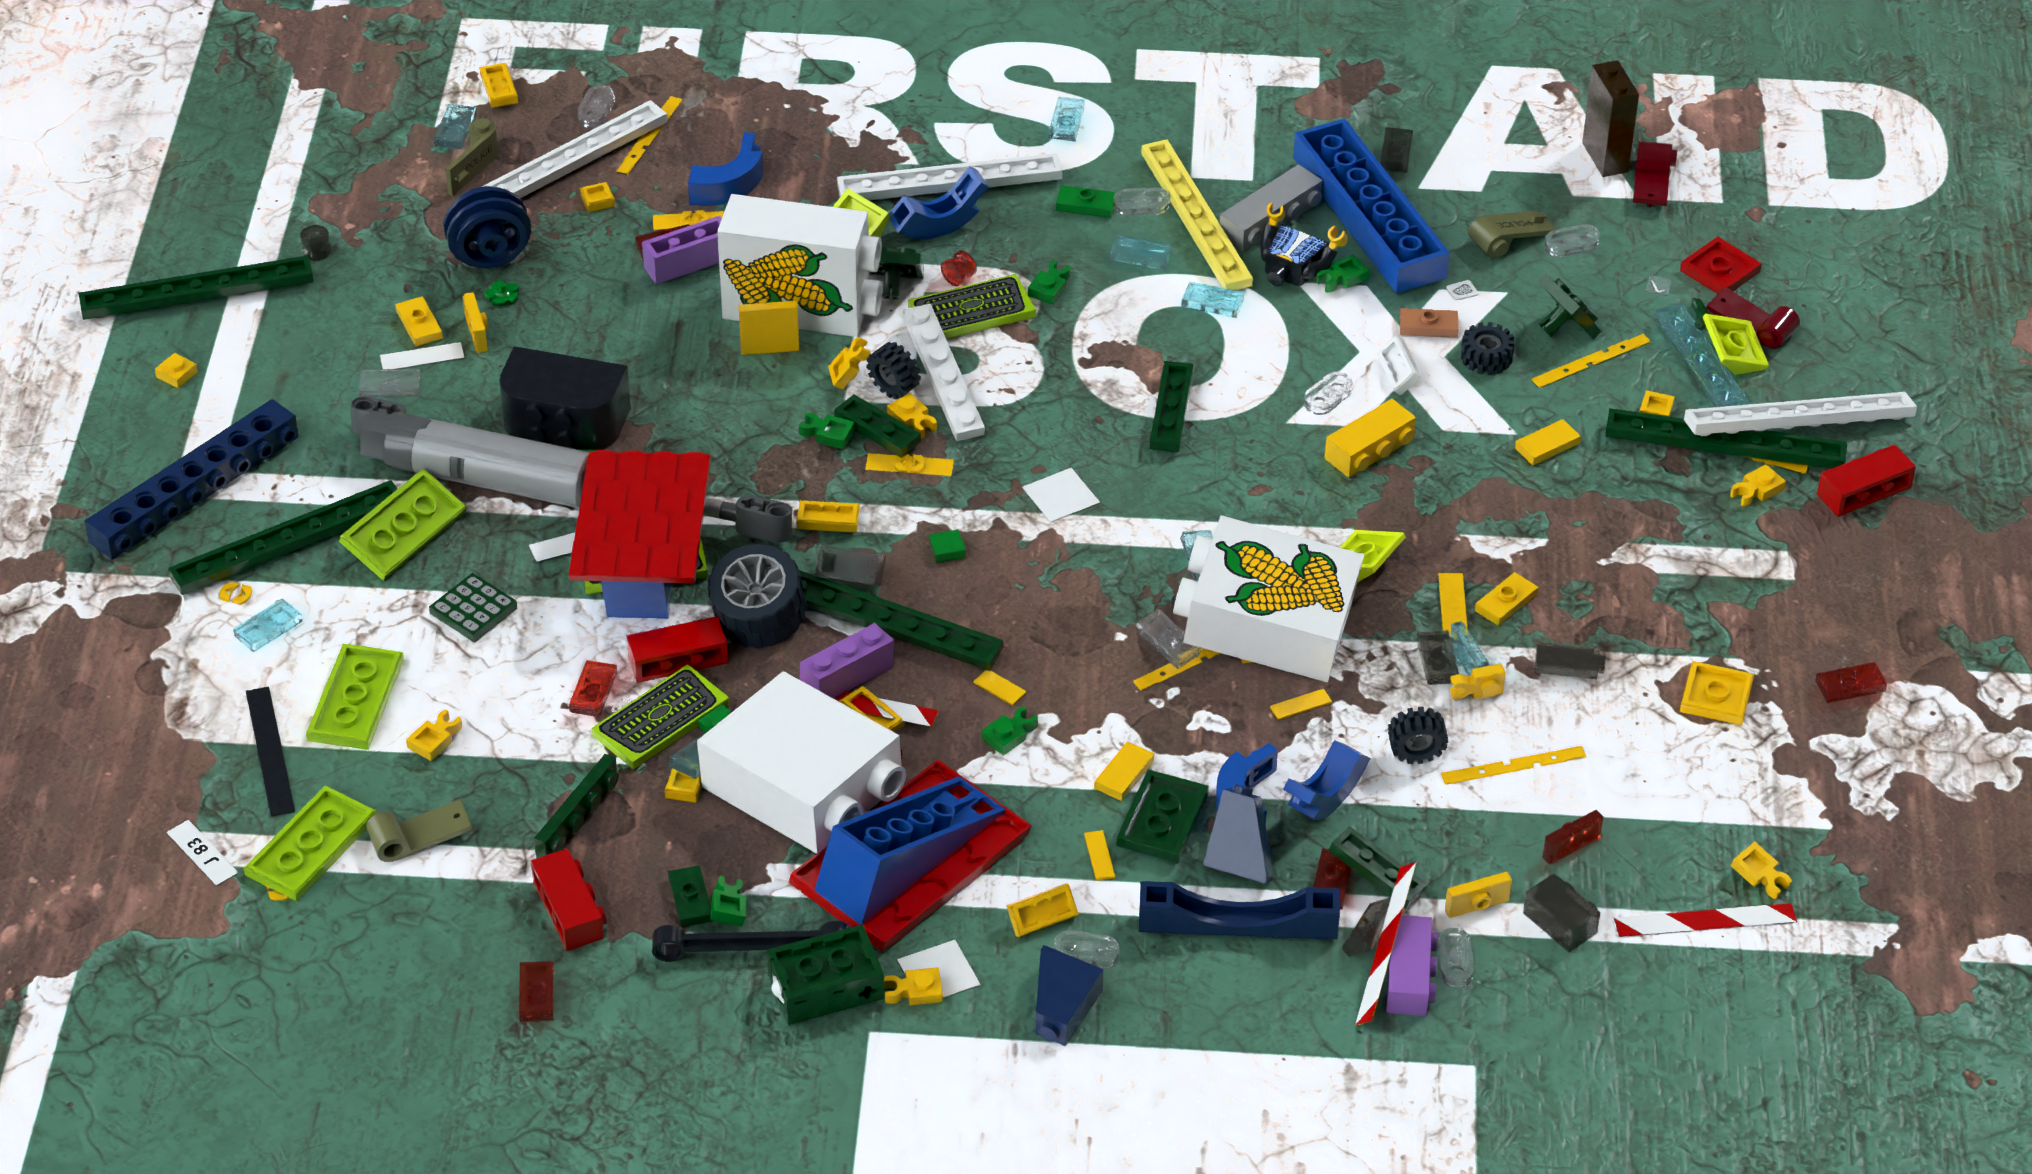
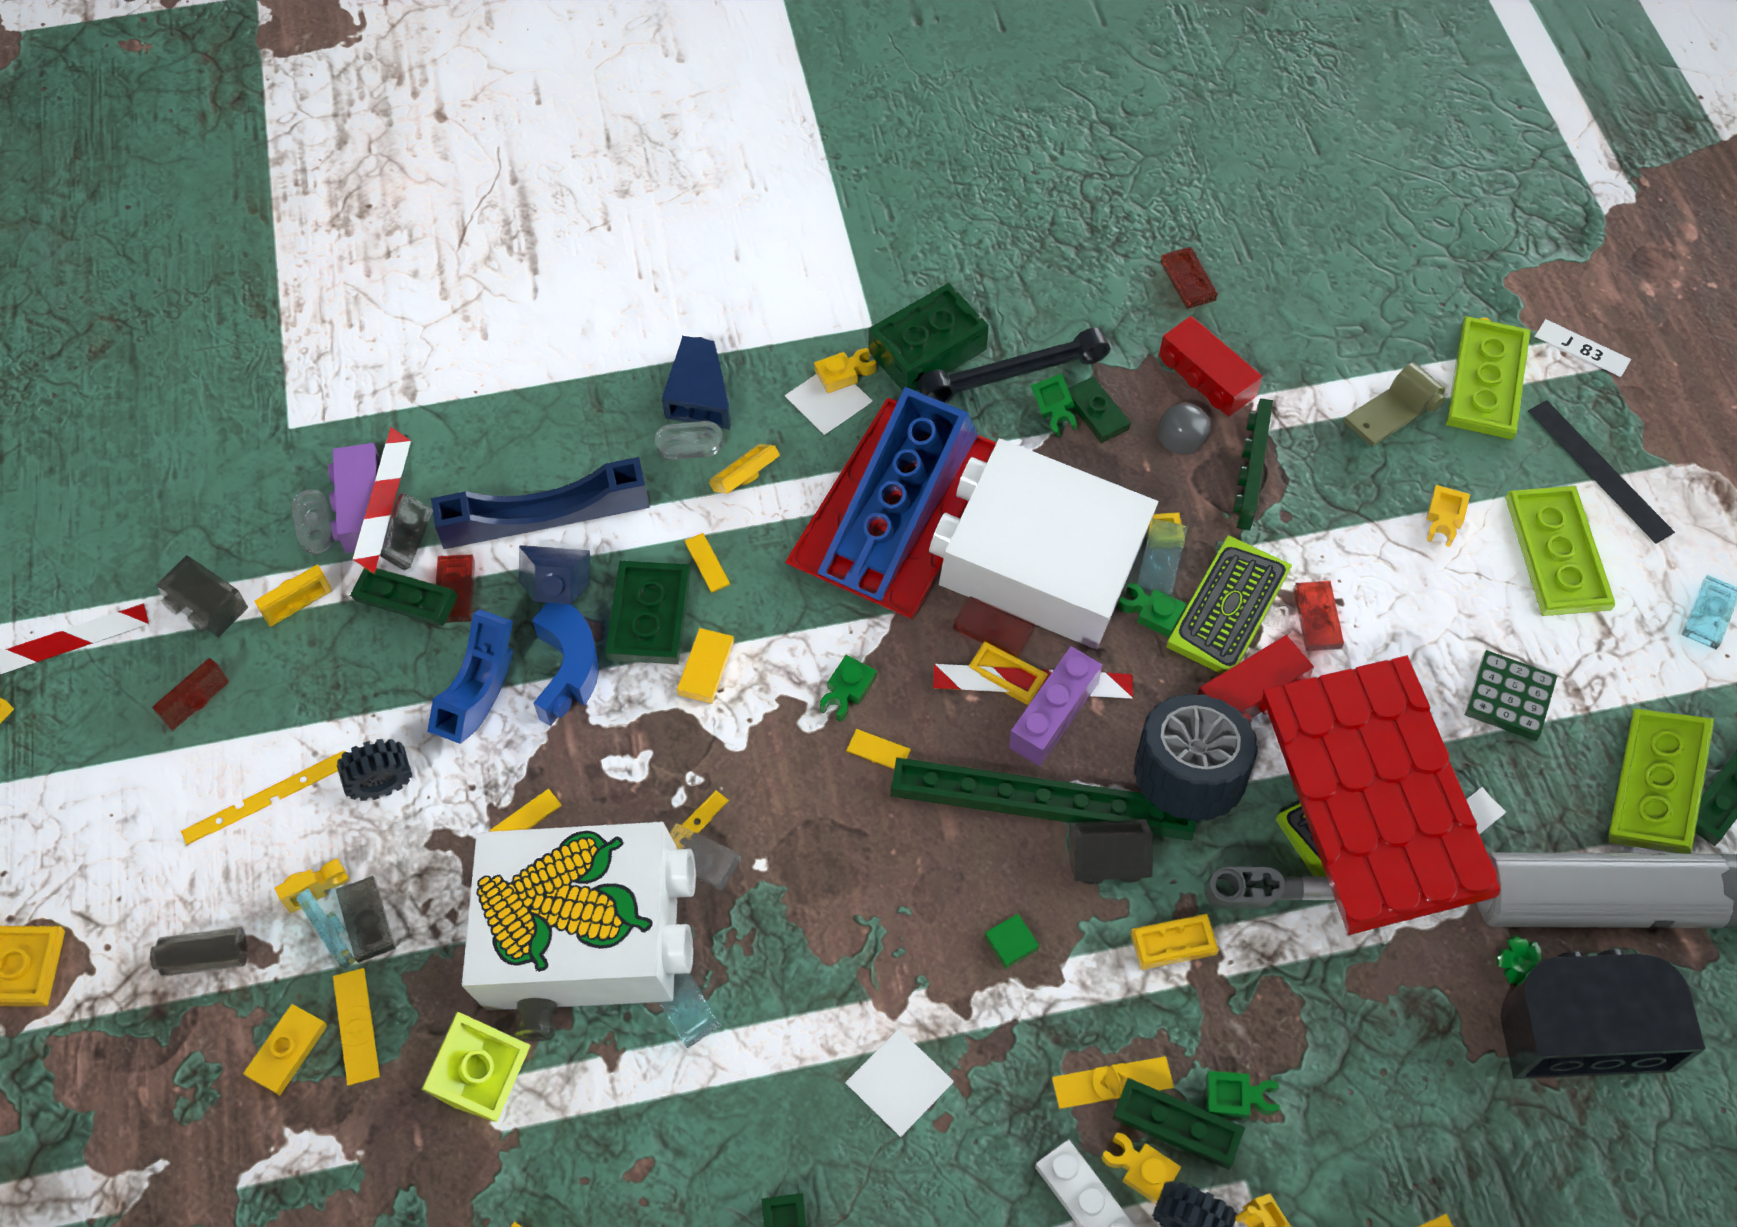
camera: 165 degrees right, 15 degrees up
(619, 858) = (1183, 428): none -> dark grey hair

